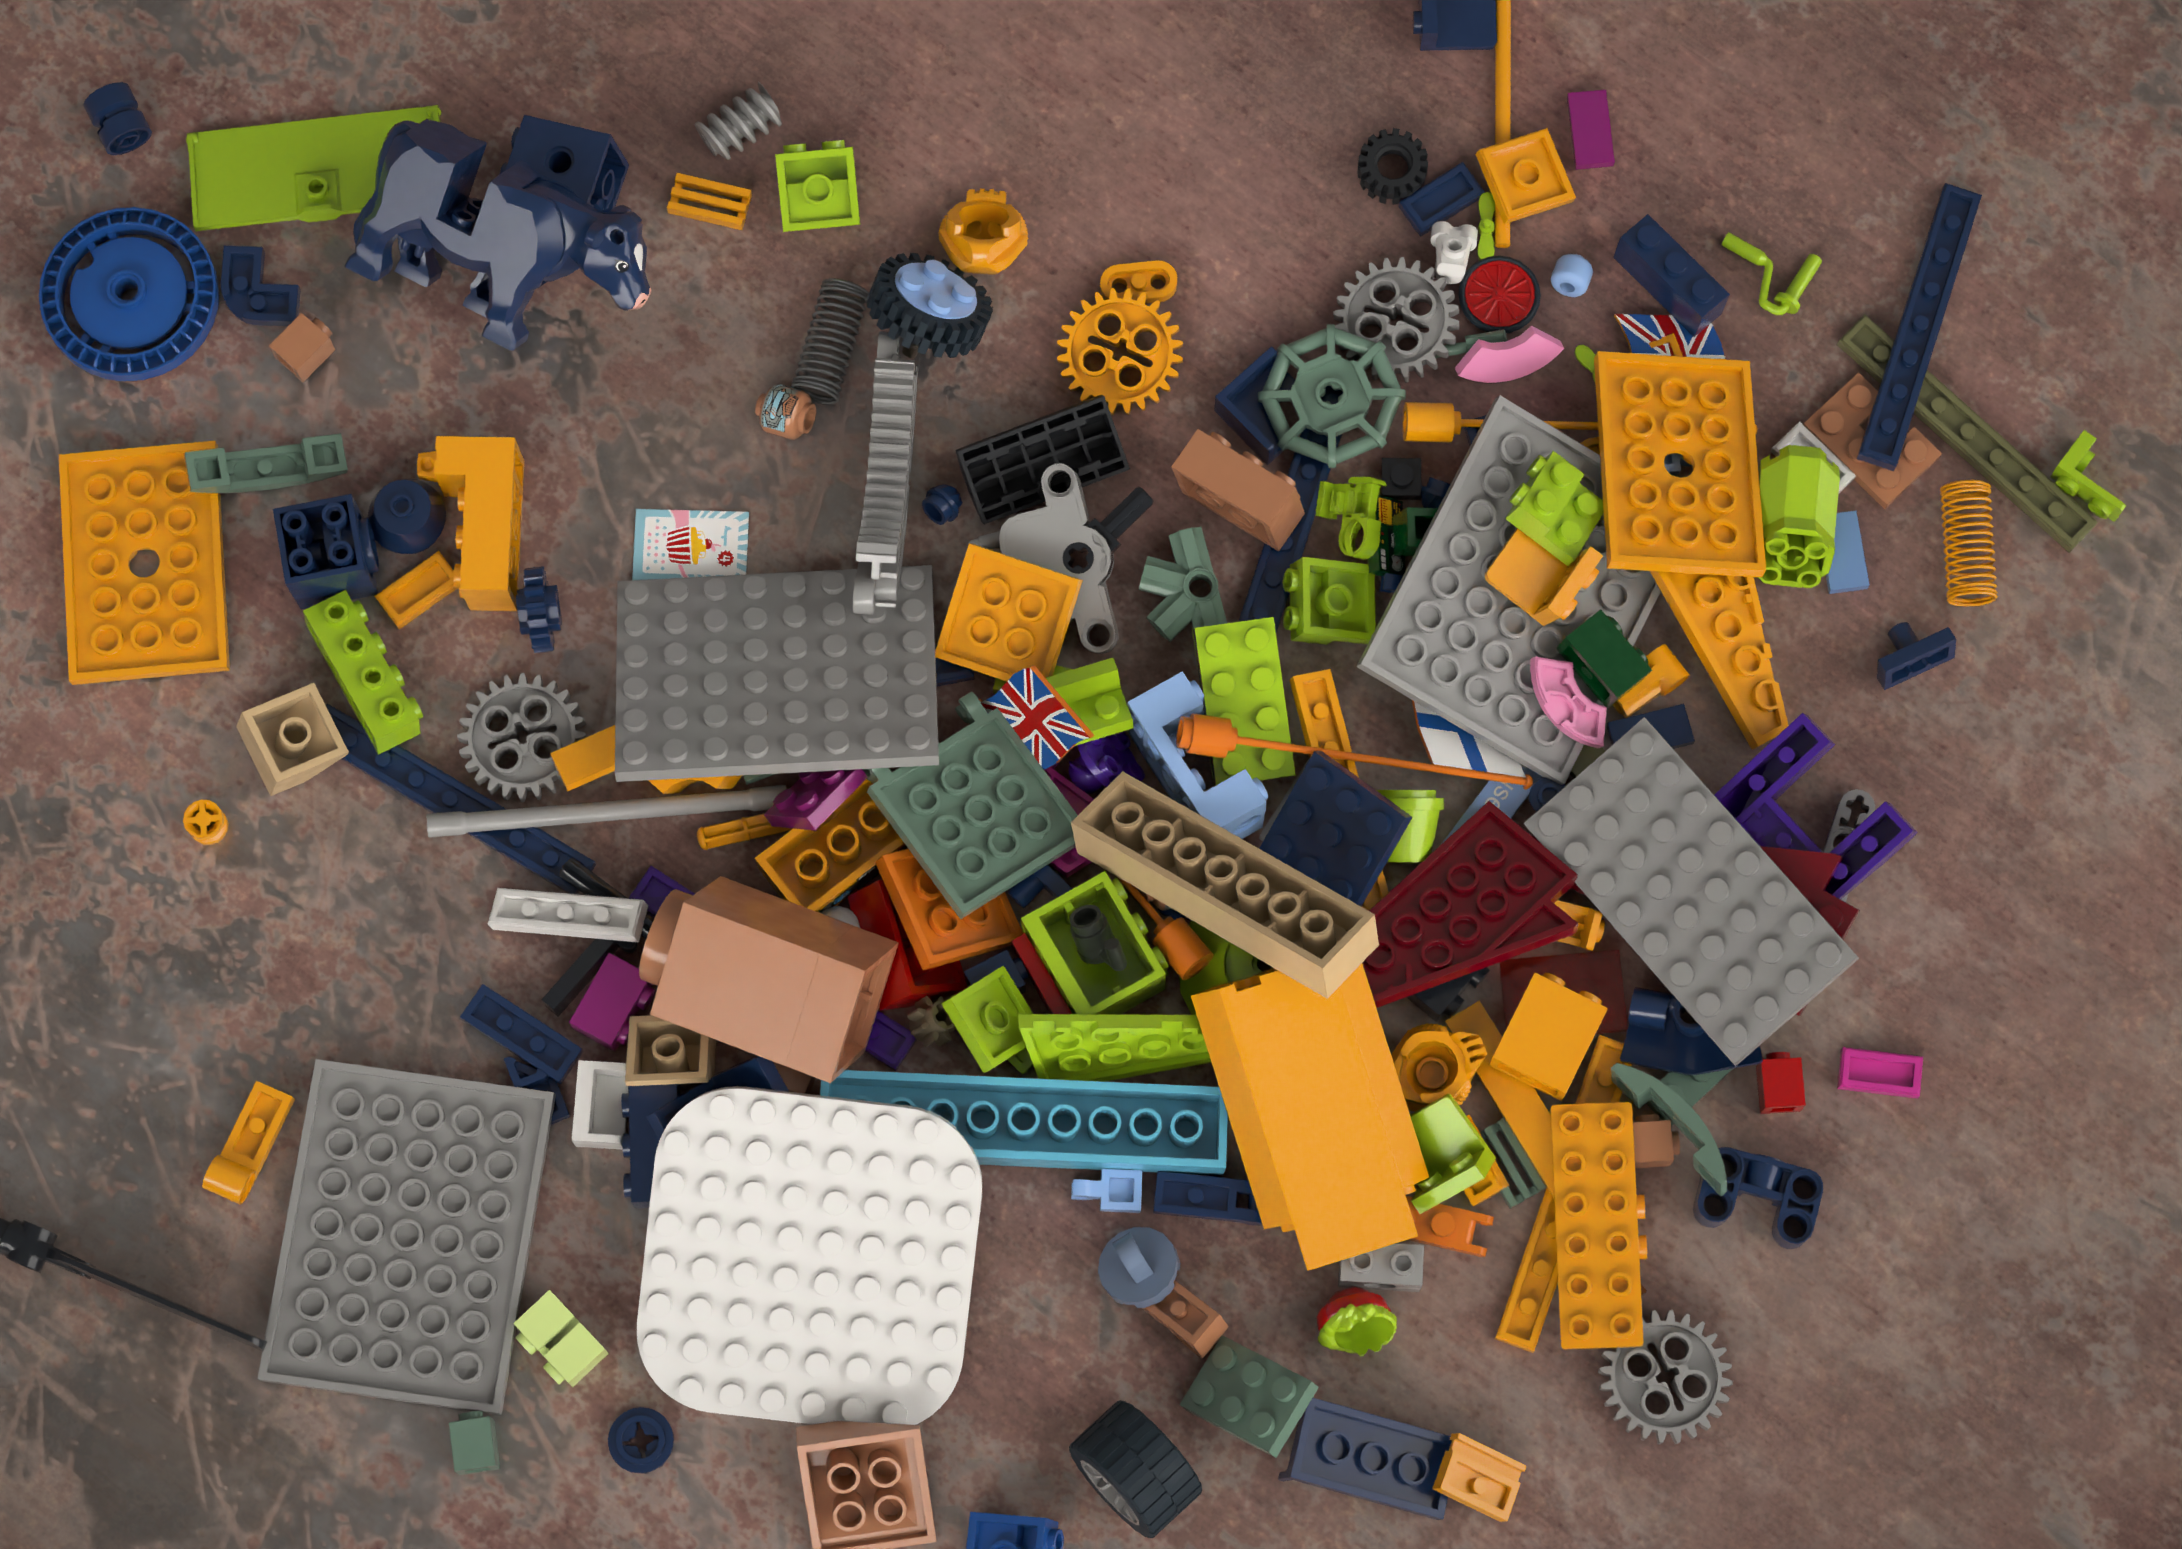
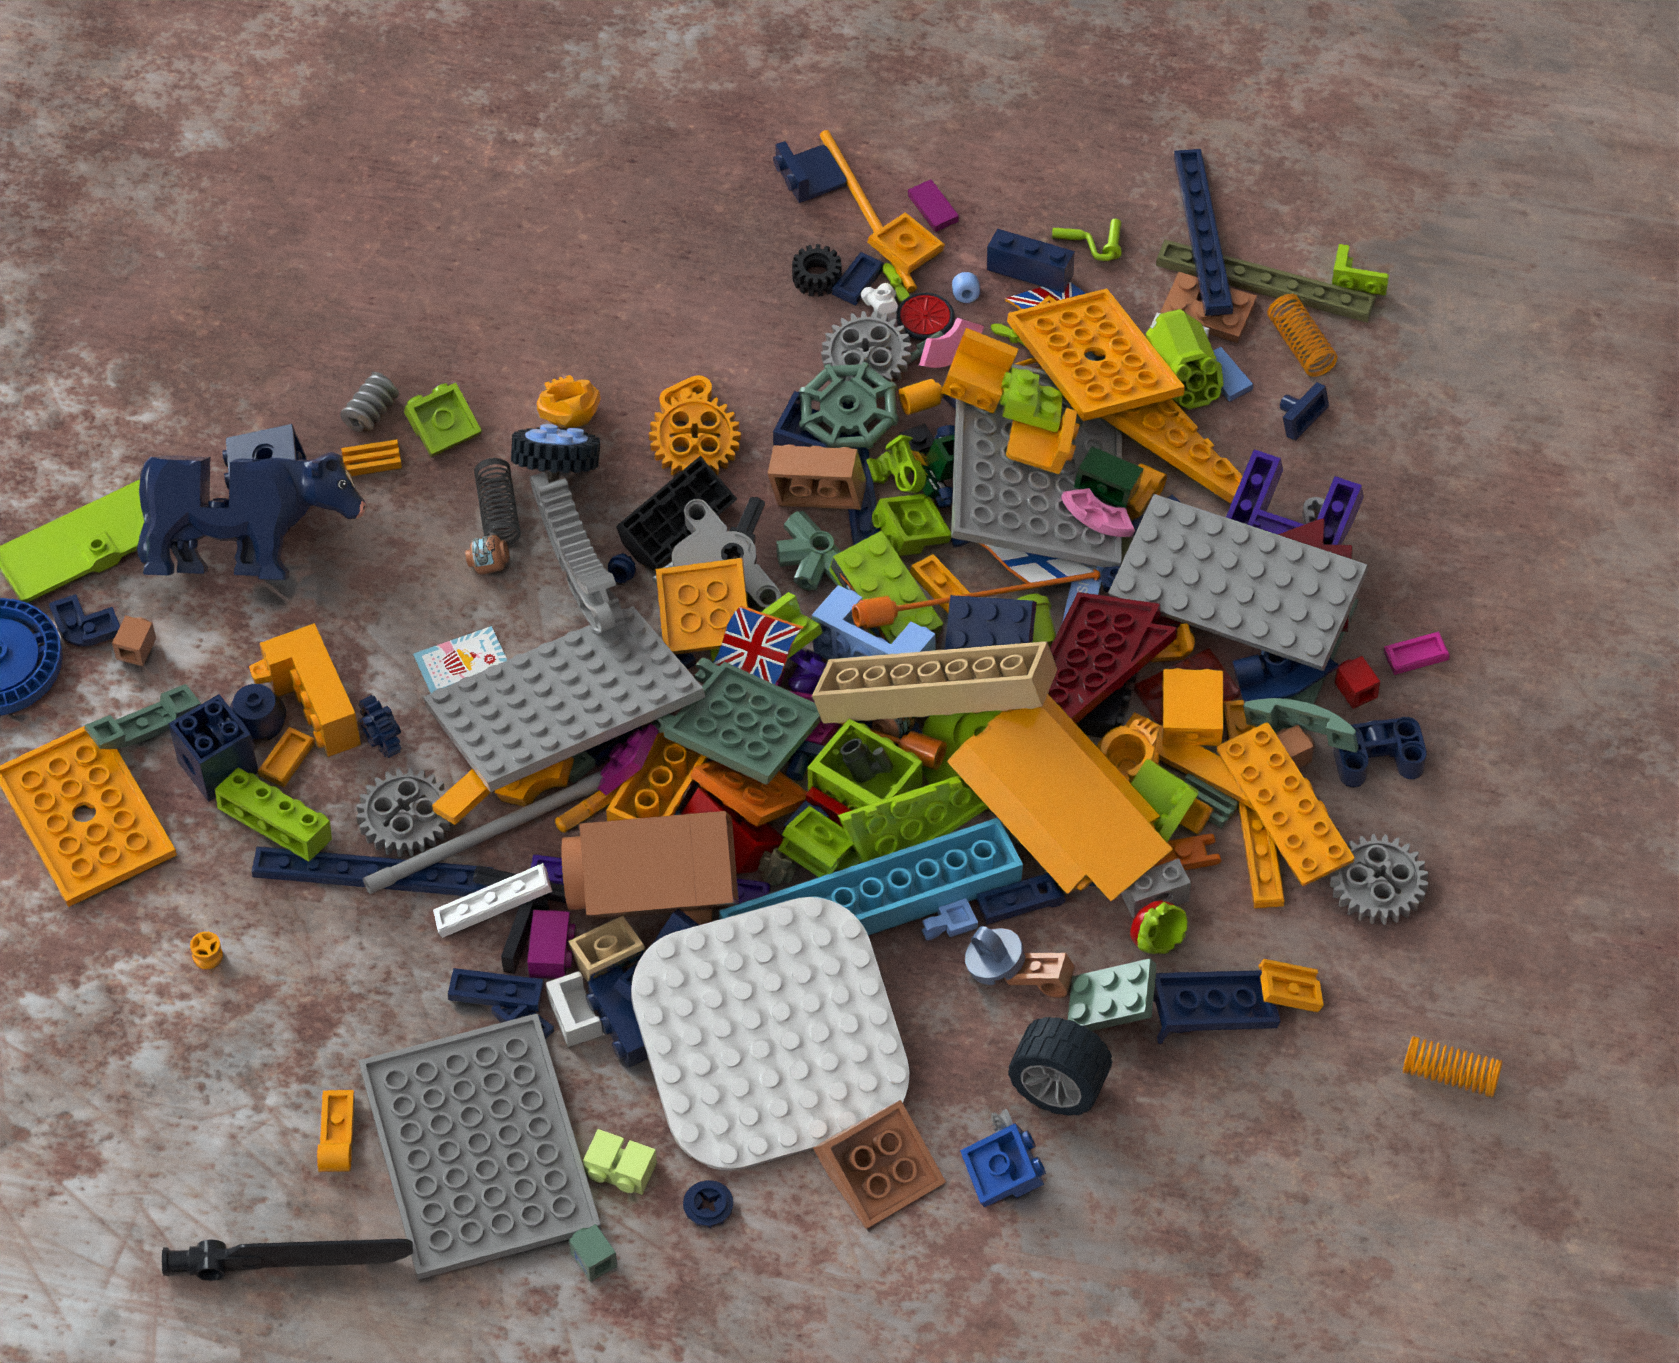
camera: 25 degrees left, 20 degrees down
(291, 738) = (242, 873): tan slope -> none
(1040, 1499) = (1002, 1120): none -> light grey bush
(1506, 437) = (979, 370): none -> light orange panel

